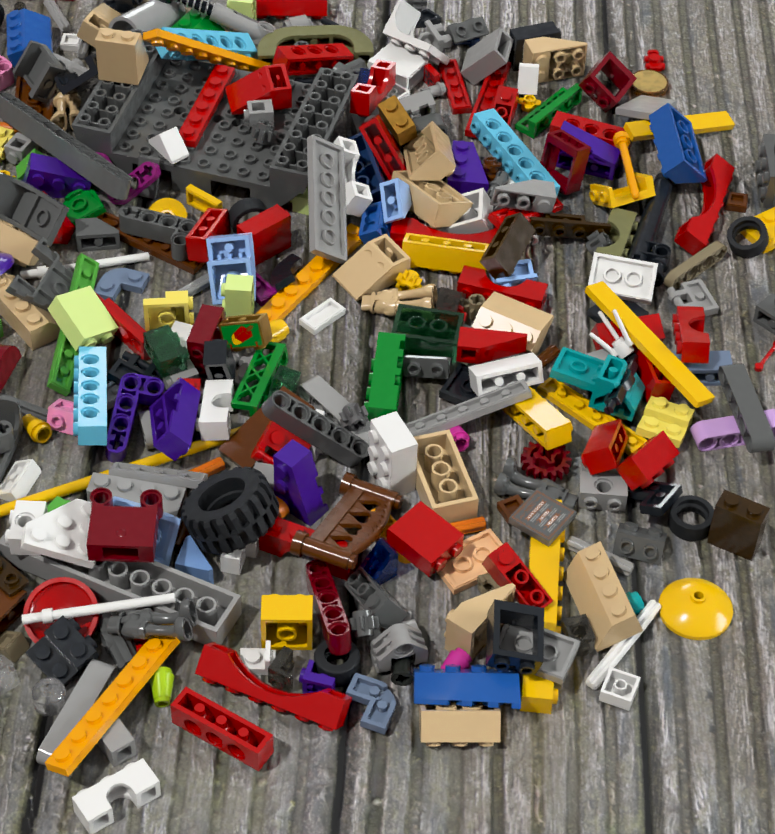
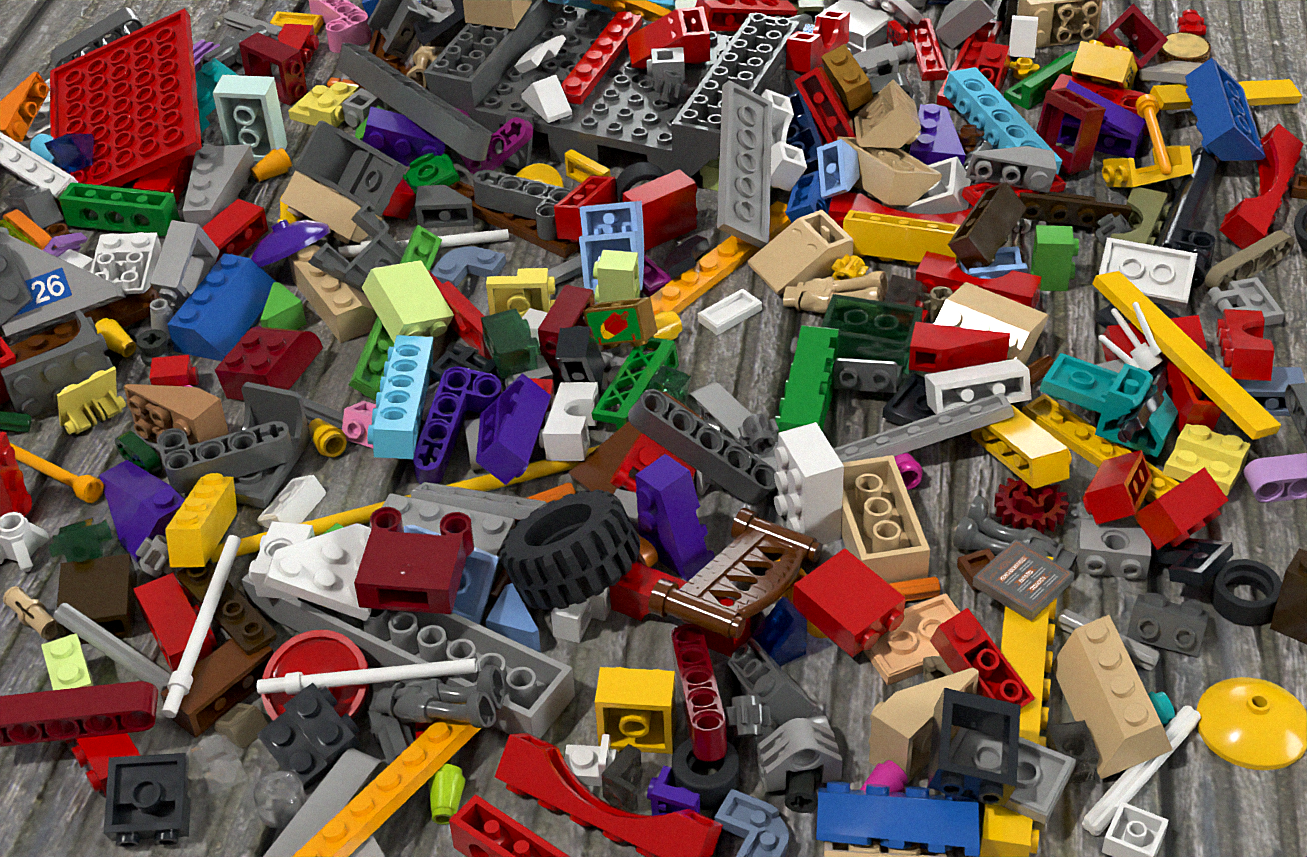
camera: 10 degrees right, 5 degrees down
(157, 103) = (540, 54): none -> white slope
(556, 267) = (1053, 256): none -> bright green brick
(589, 105) = (1105, 64): none -> yellow brick

